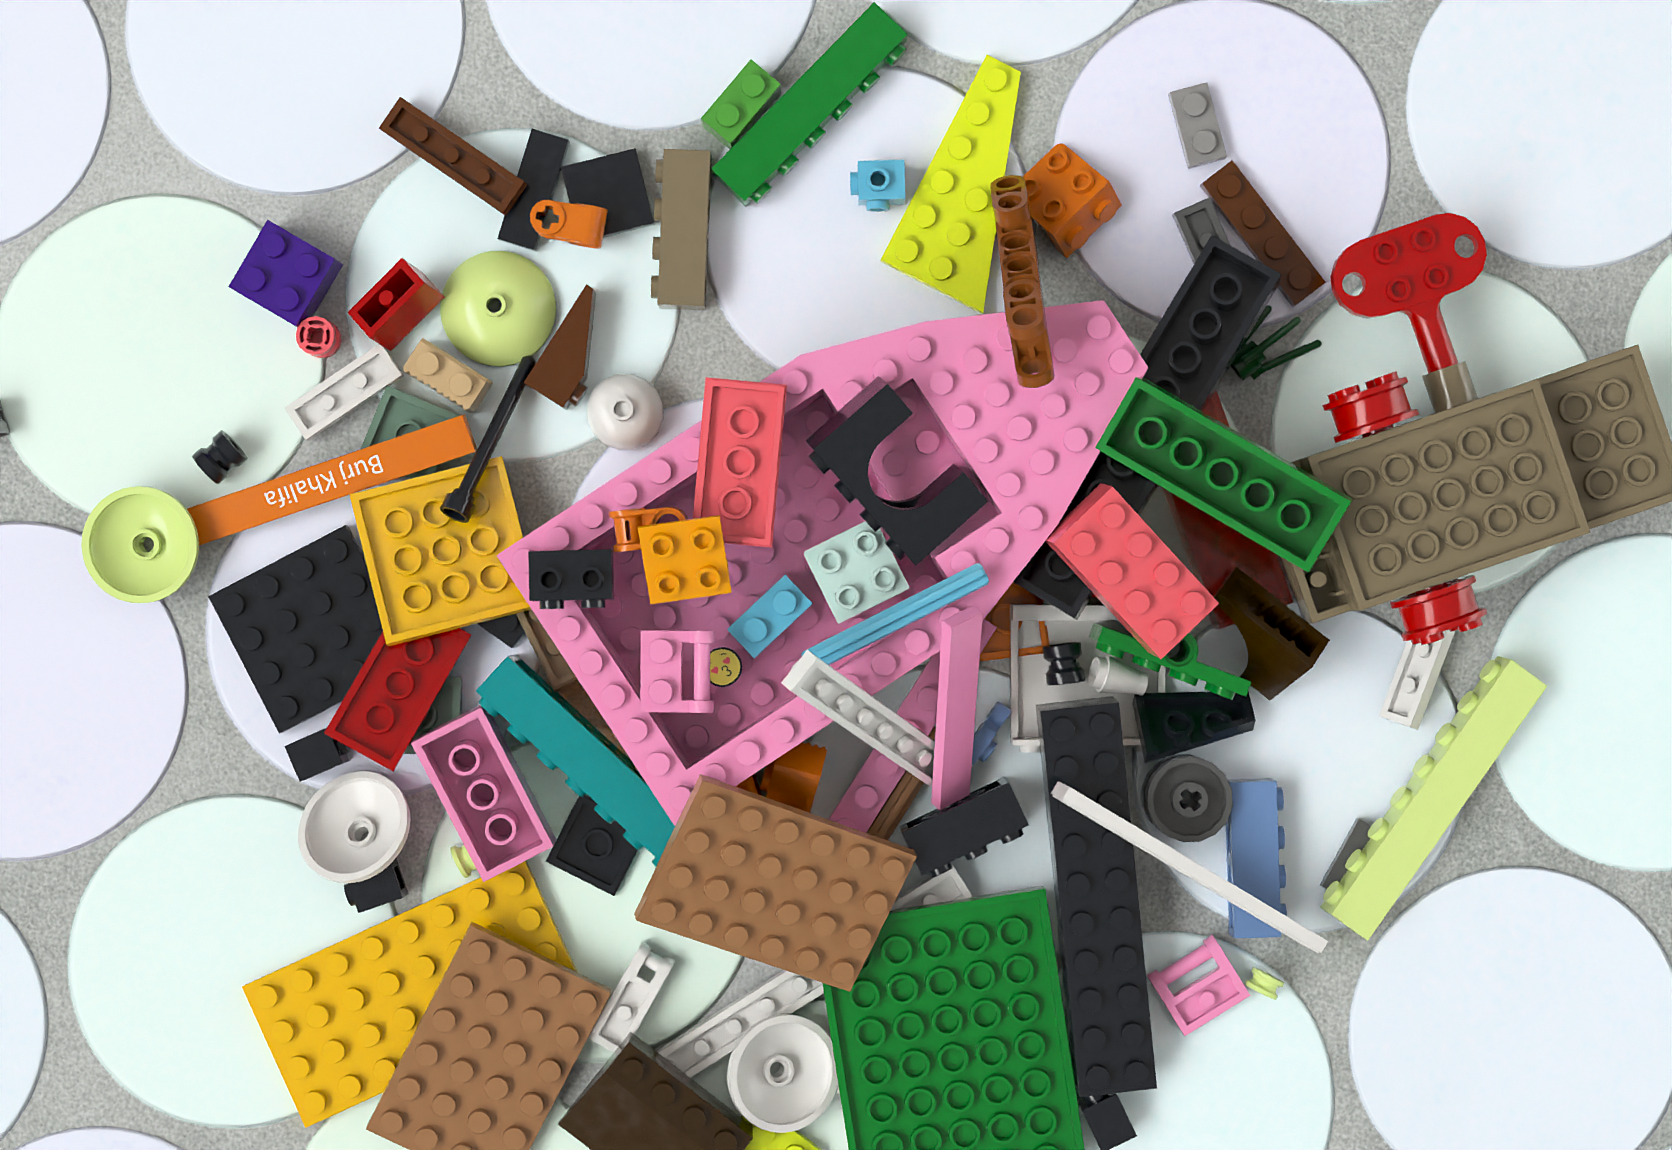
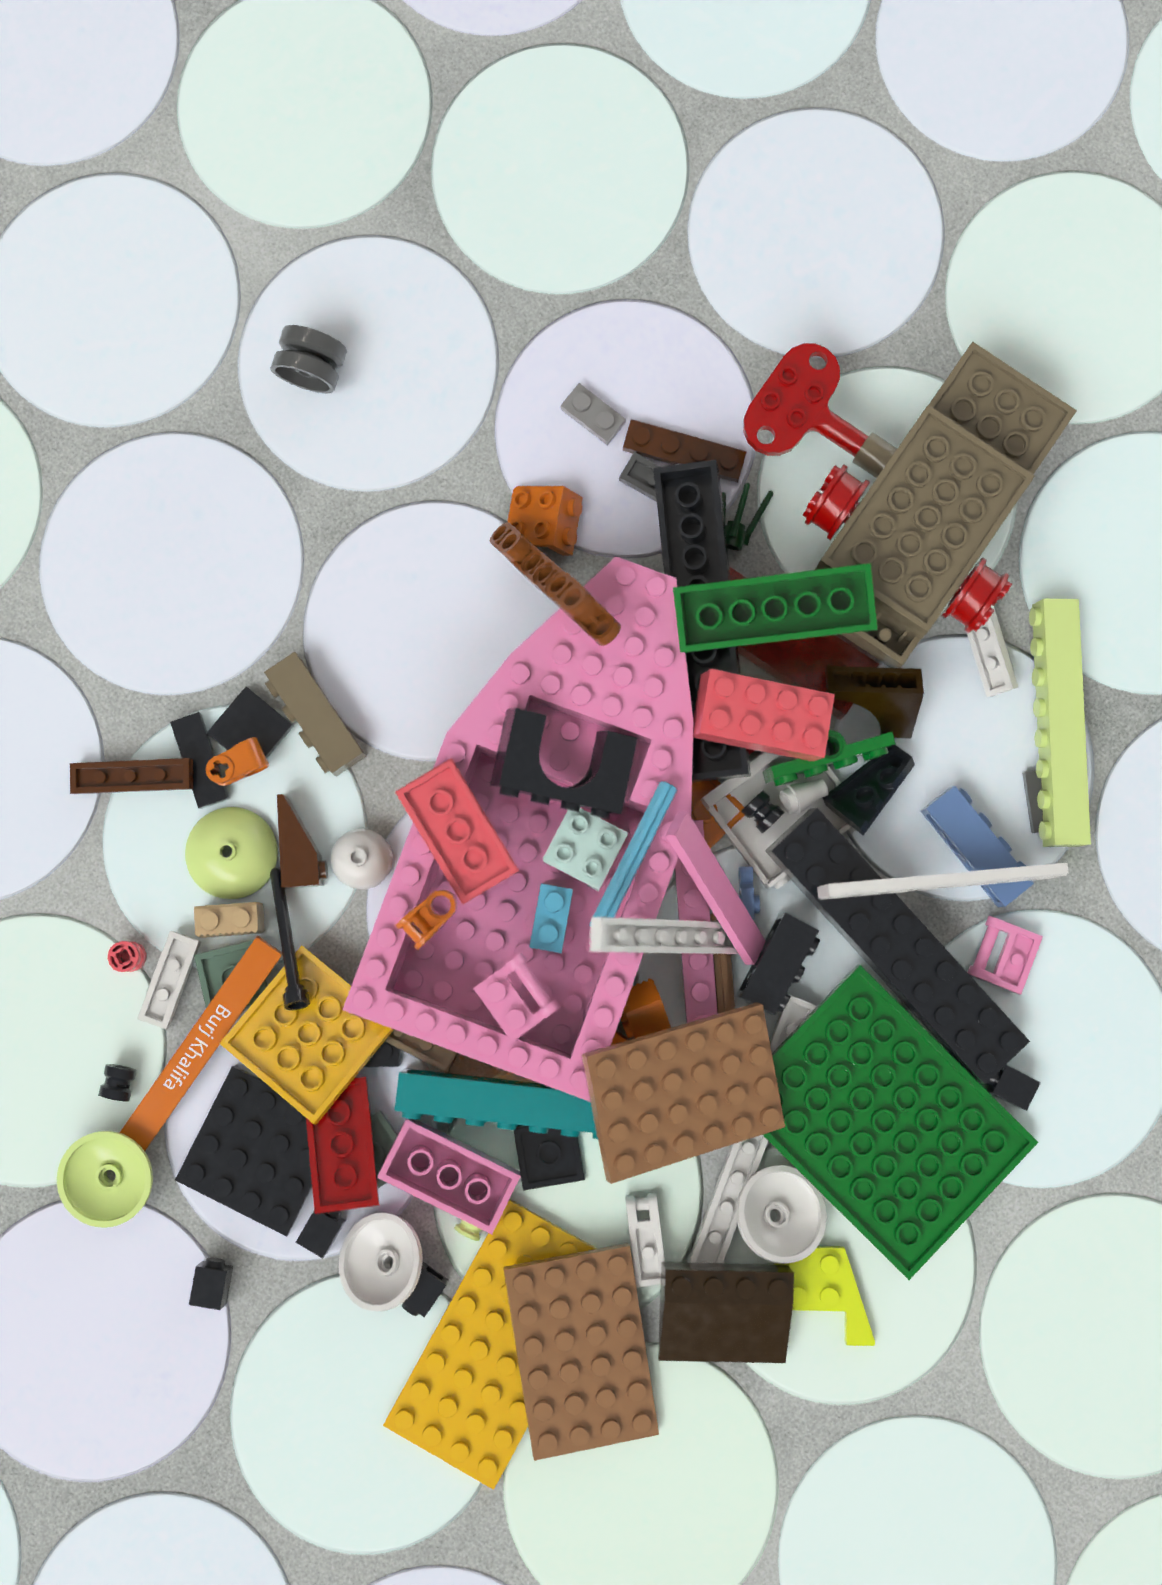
camera: 35 degrees left, 5 degrees down
(171, 725) = (211, 1284): none -> black brick
(285, 274) = (75, 931): dark purple brick -> none
(396, 304) = (162, 898): red brick -> none
(571, 577) = (401, 986): black brick -> none
(684, 559) = (467, 919): light orange hinge -> none
(724, 666) = (546, 973): light yellow tile -> none
(741, 104) = (294, 609): bright green brick -> none
(810, 104) = (338, 578): green brick -> none
(879, 184) = (418, 595): medium azure brick -> none
(951, 219) = (480, 582): neon yellow wing -> none
(1209, 801) = (923, 833): dark grey wheel -> none
(1264, 983) = (1045, 922): yellowish green bush -> none

